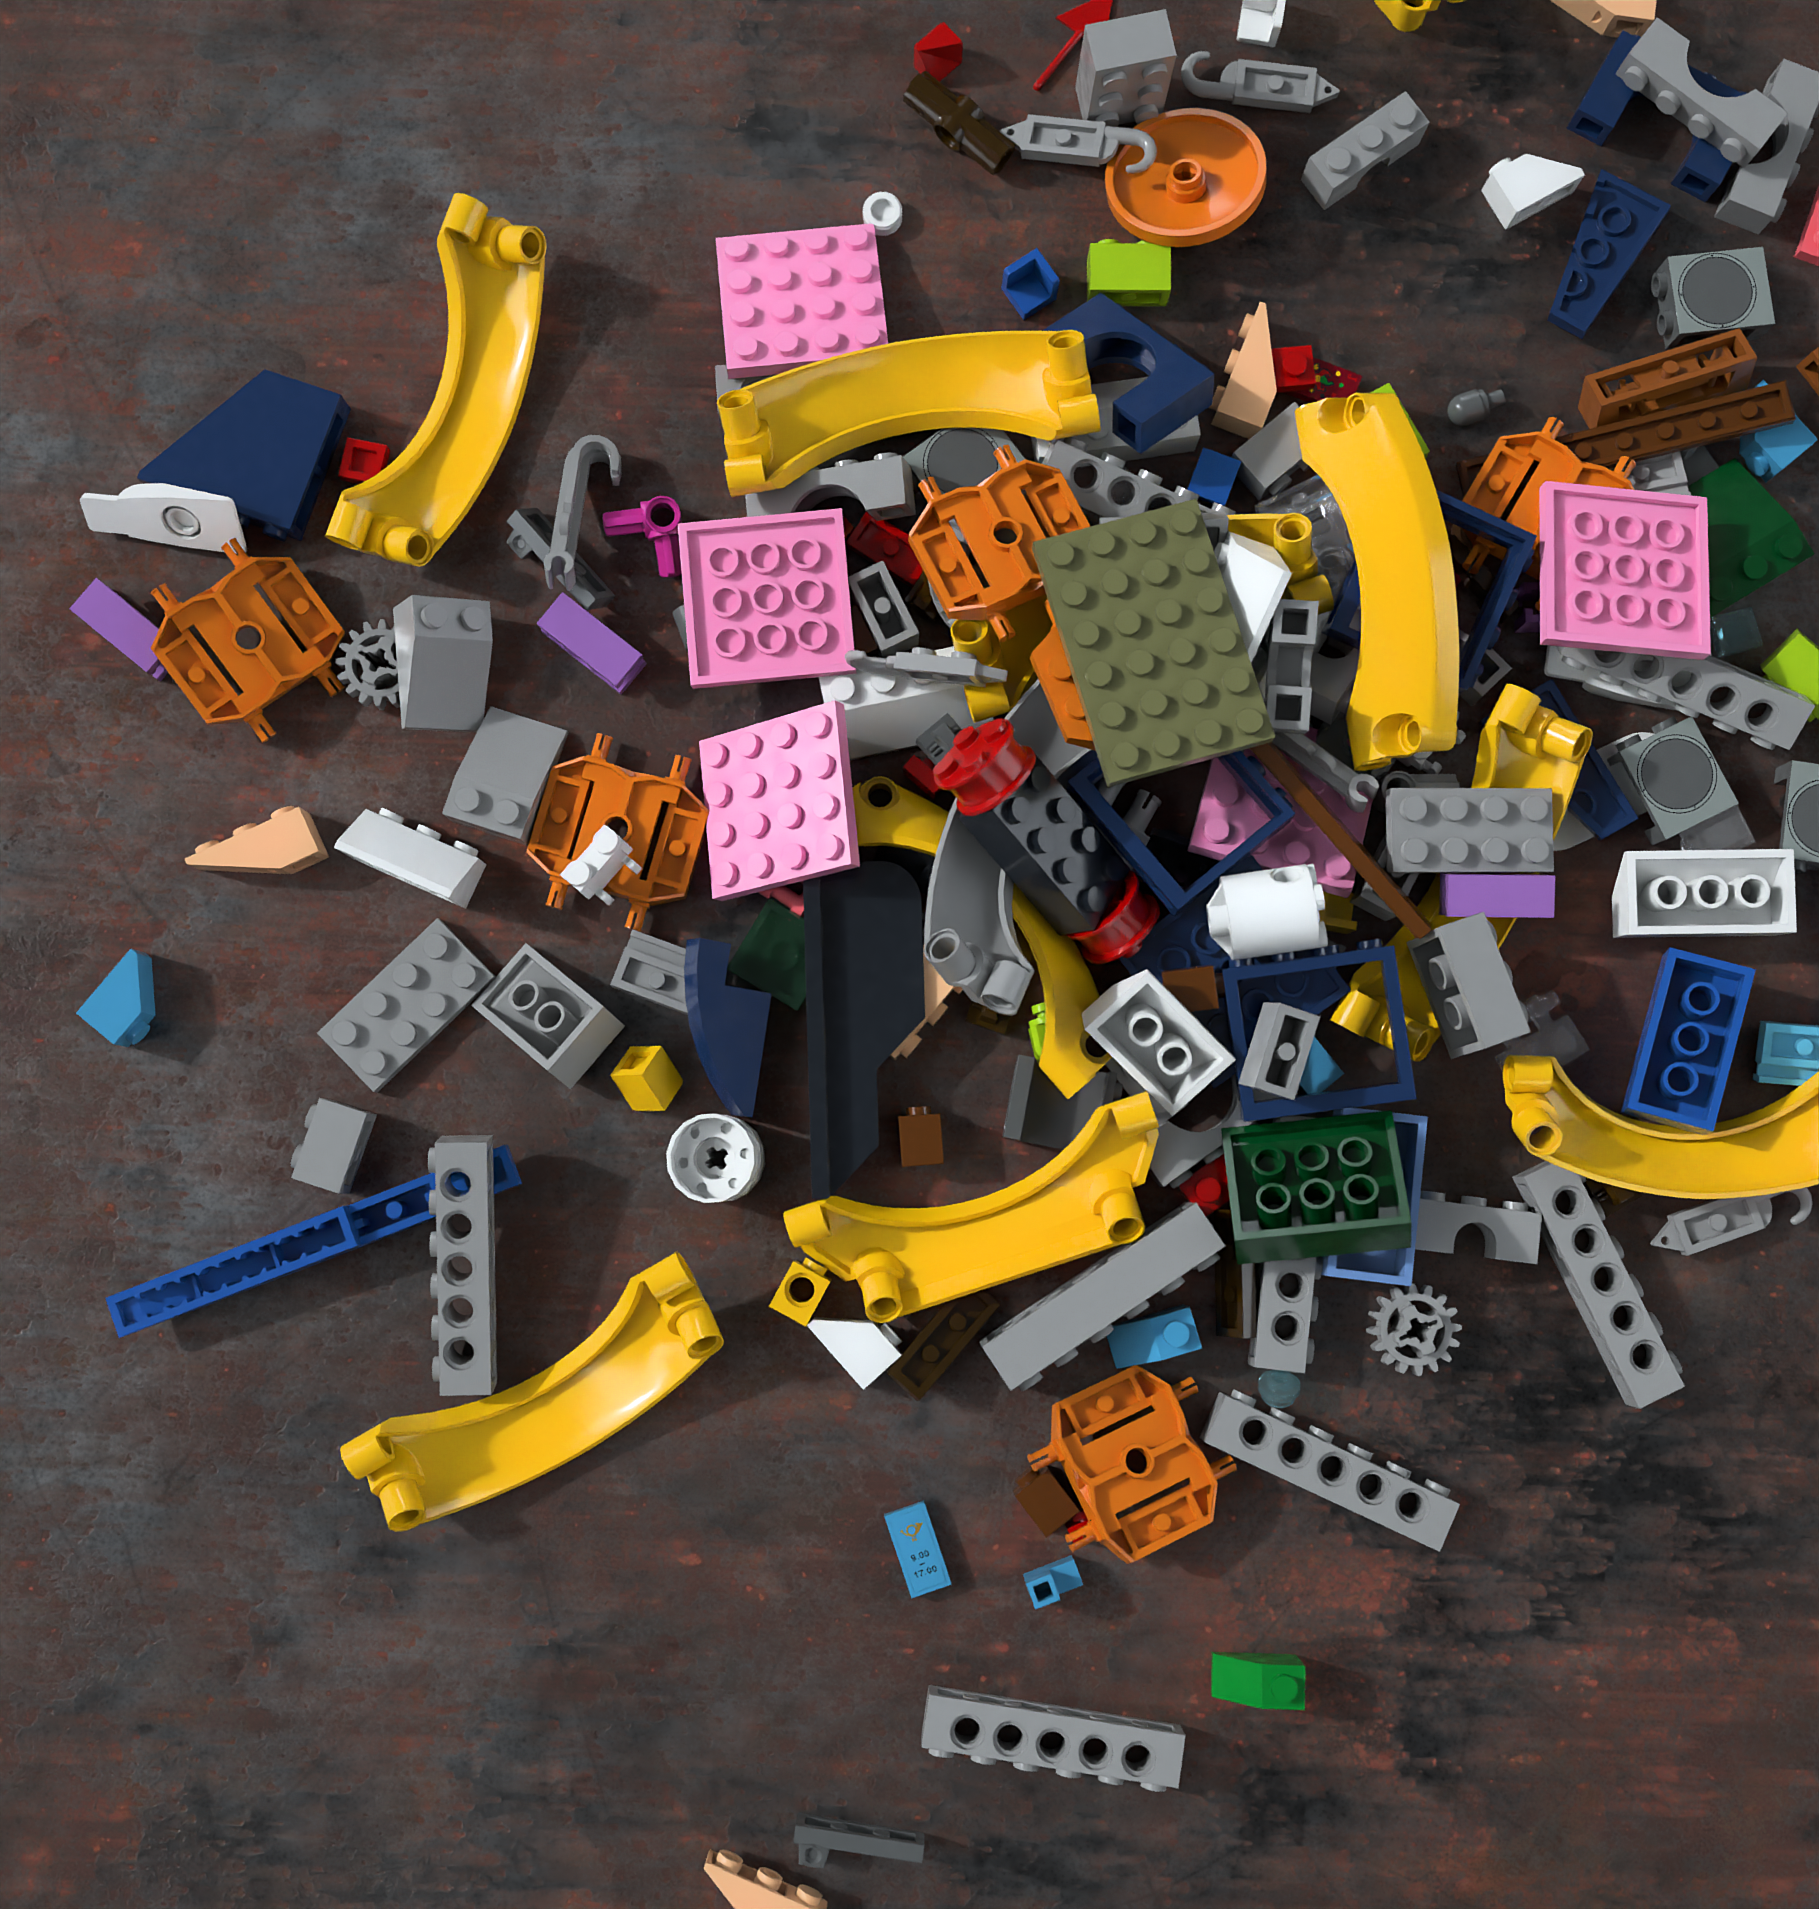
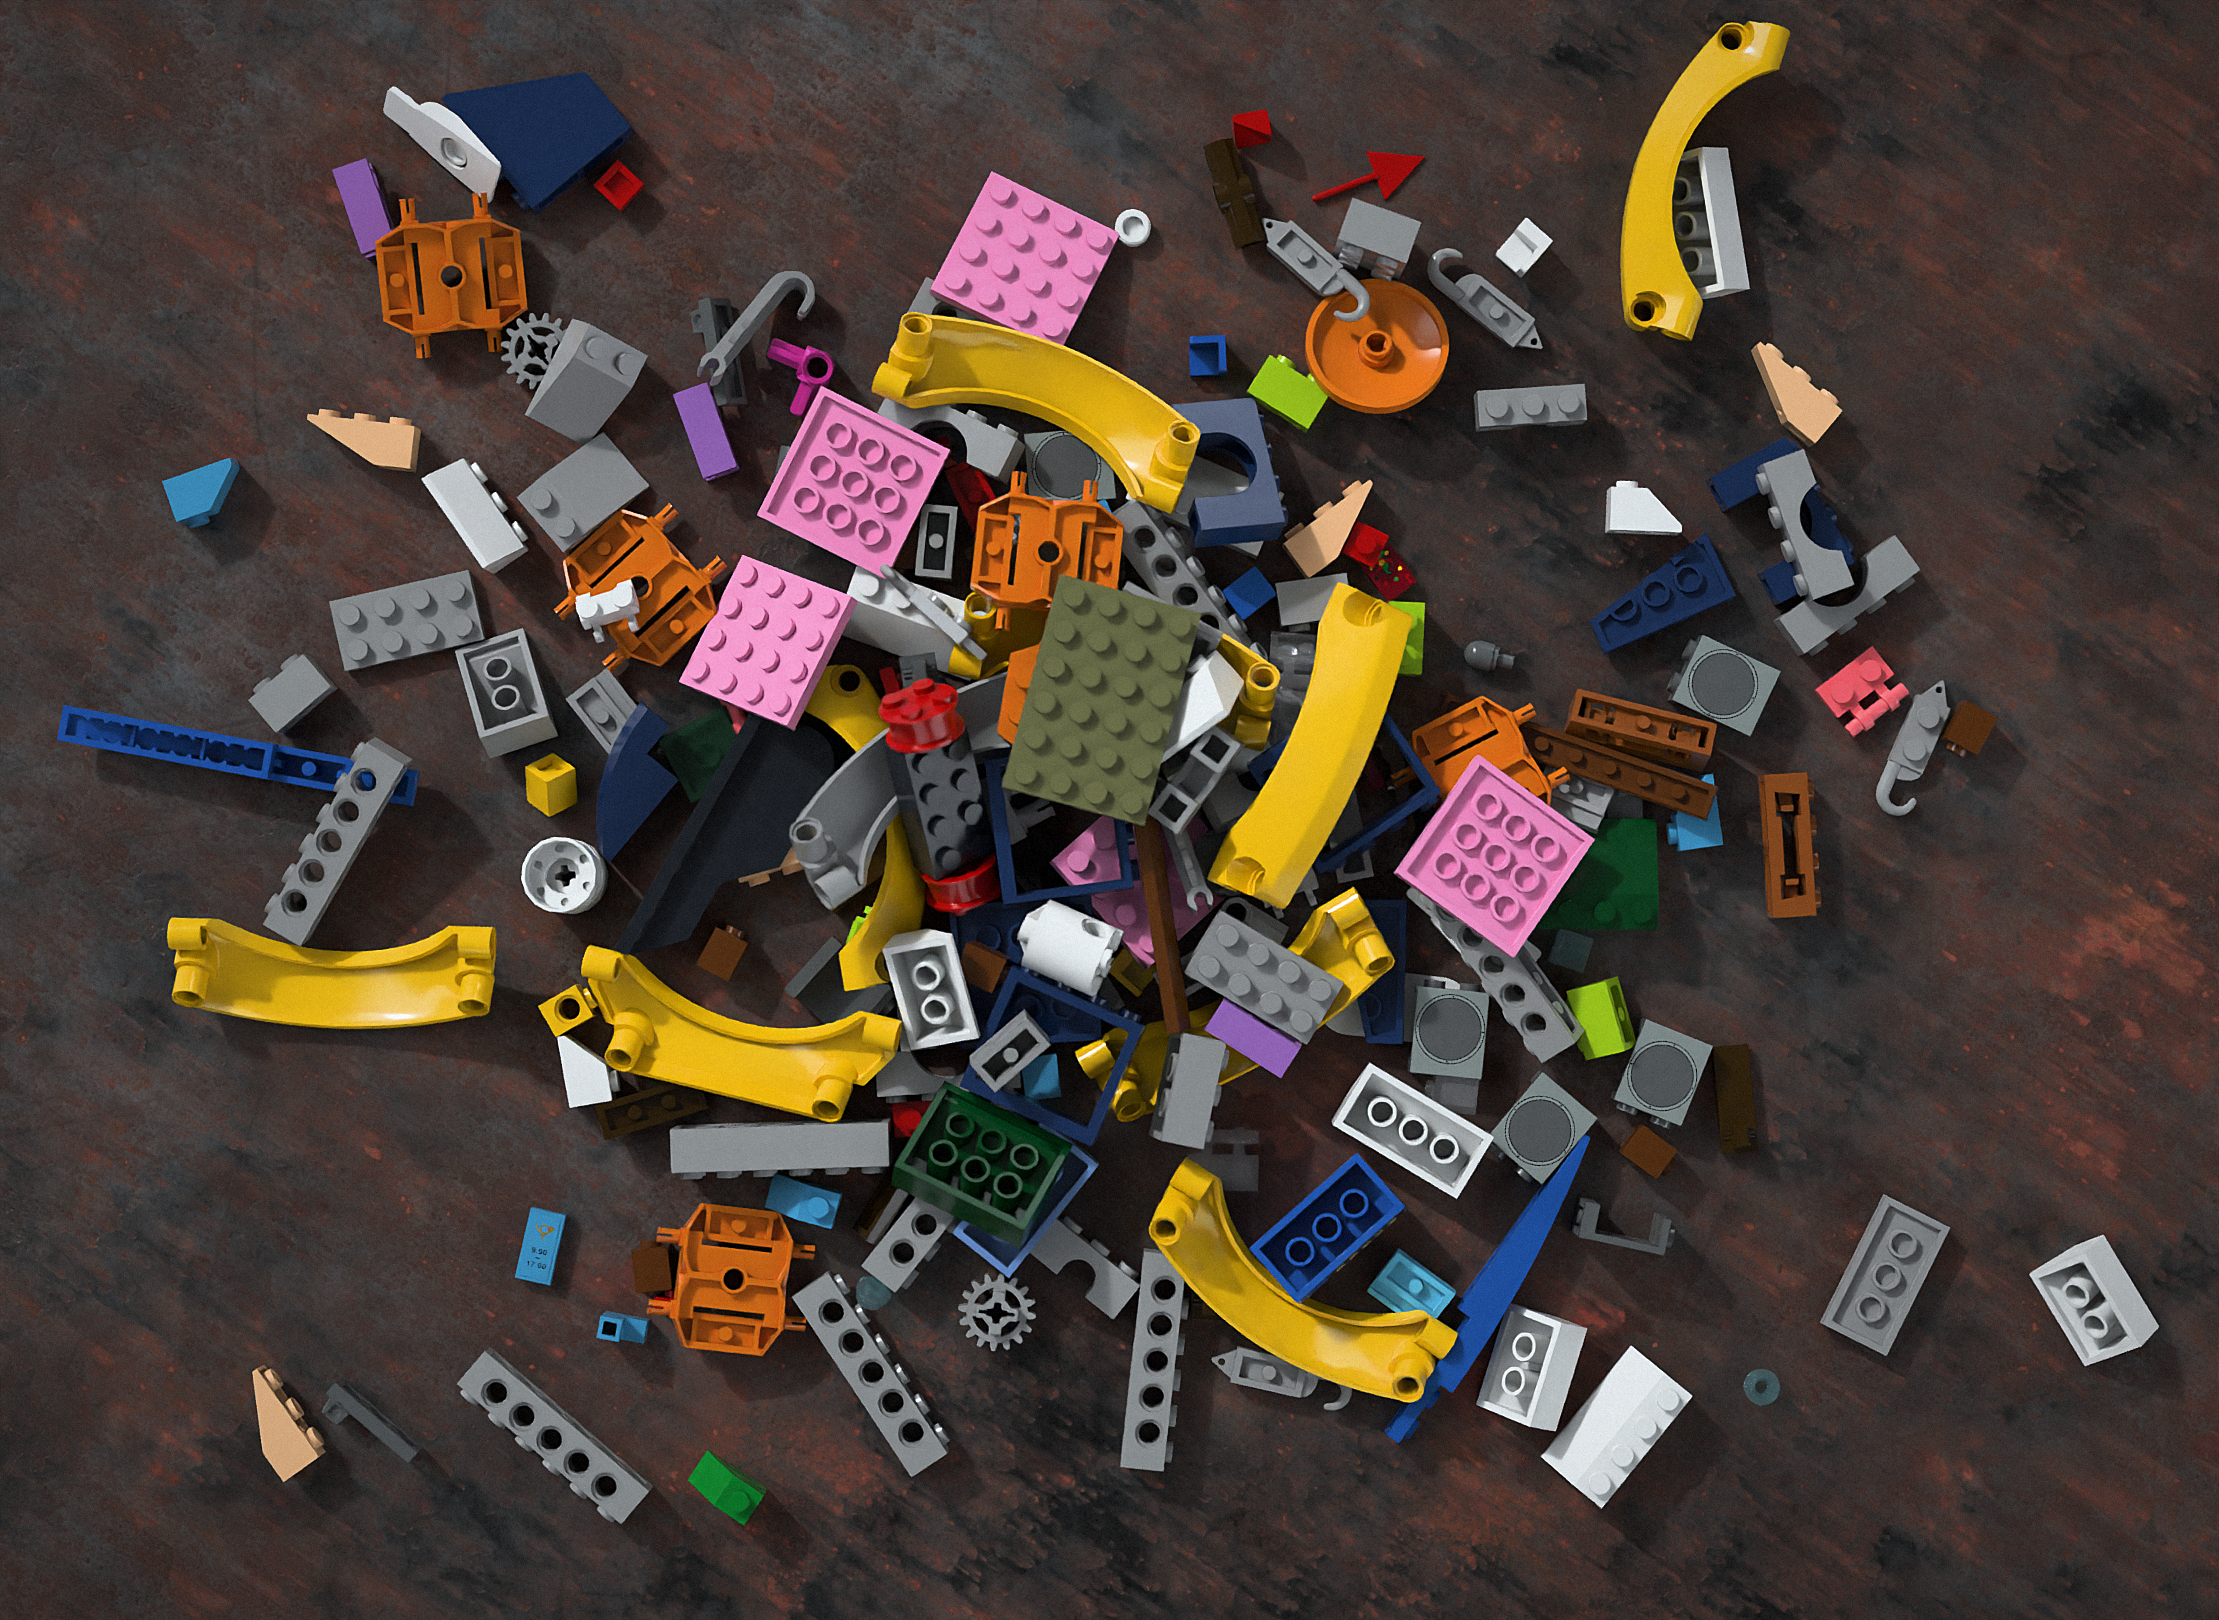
camera: 30 degrees right, 5 degrees up
(493, 326) = (778, 141): yellow panel -> none

